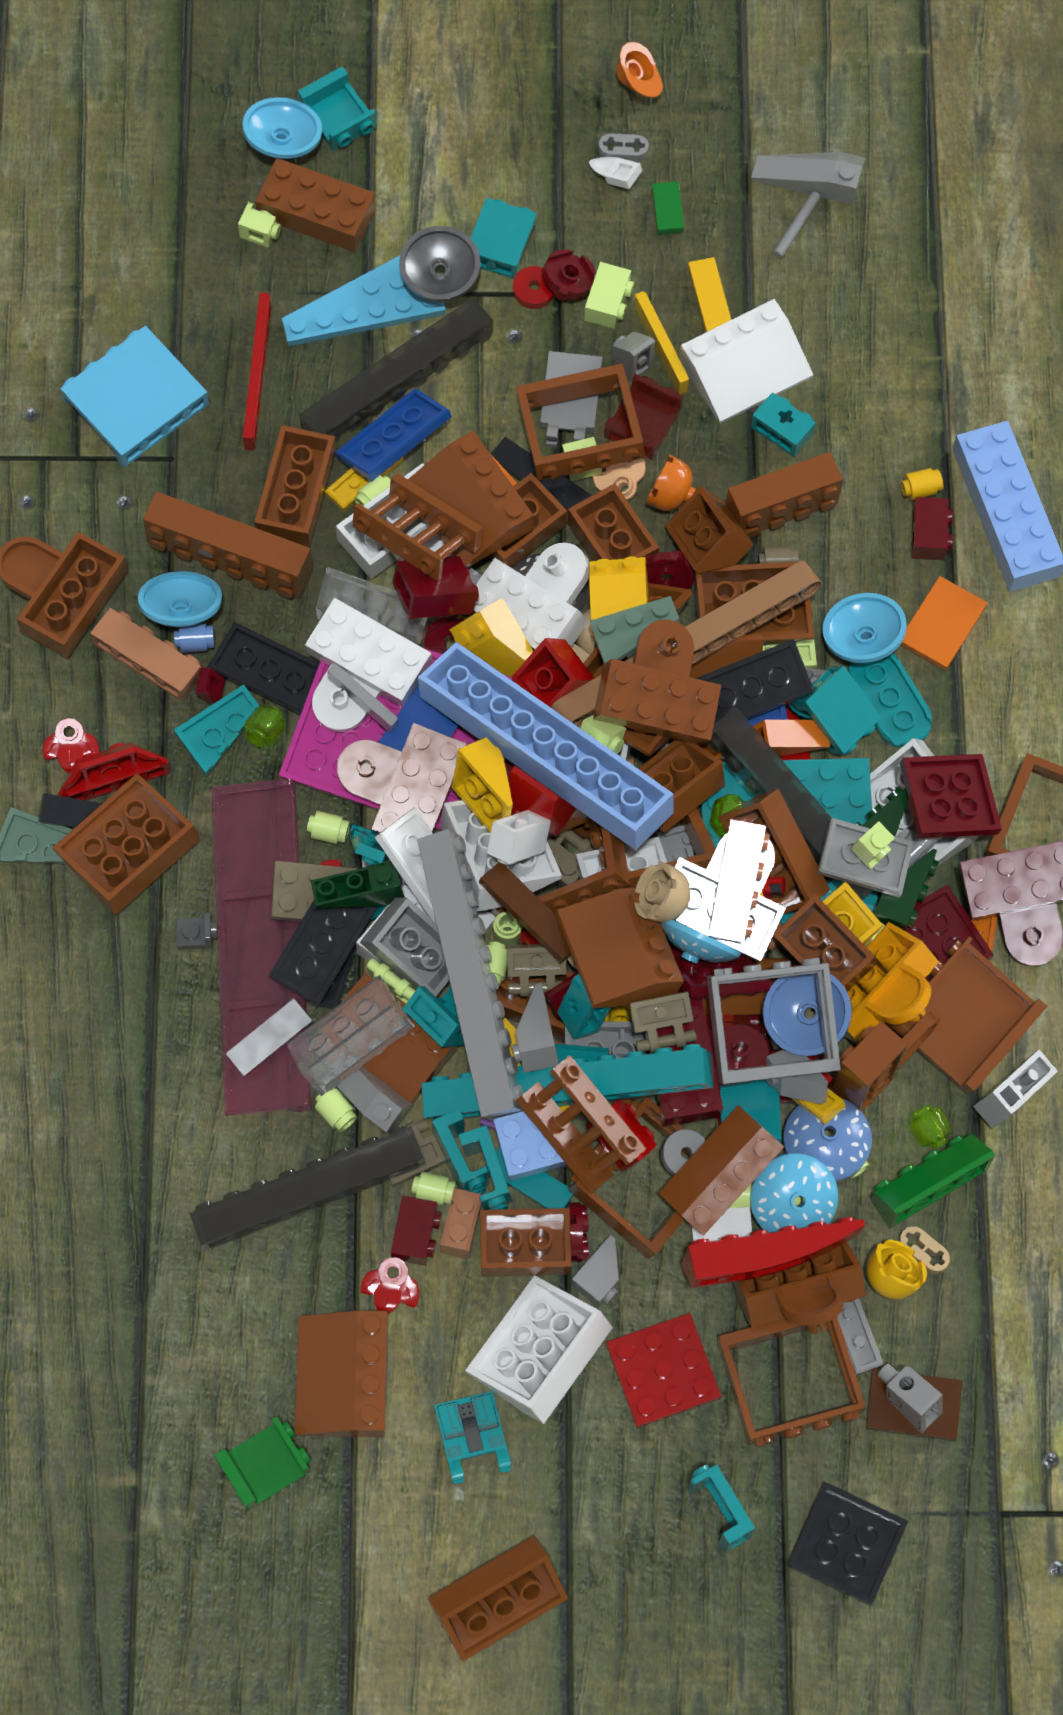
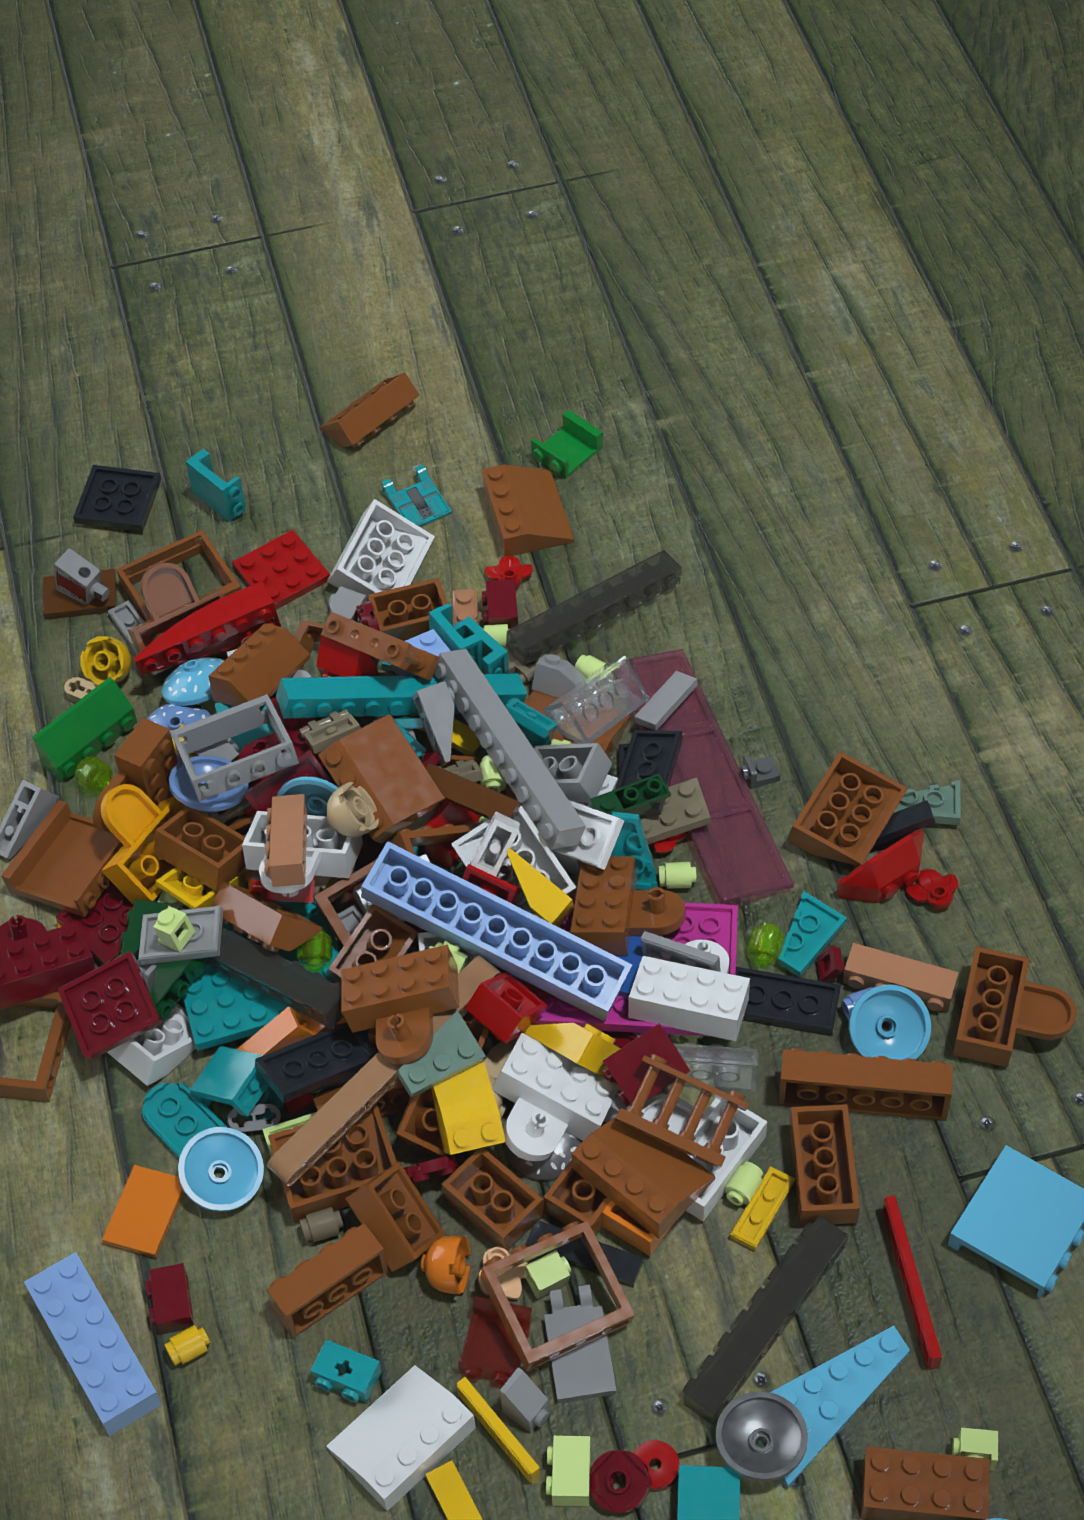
camera: 170 degrees right, 15 degrees down
(393, 434) = (746, 1248): blue tile -> none

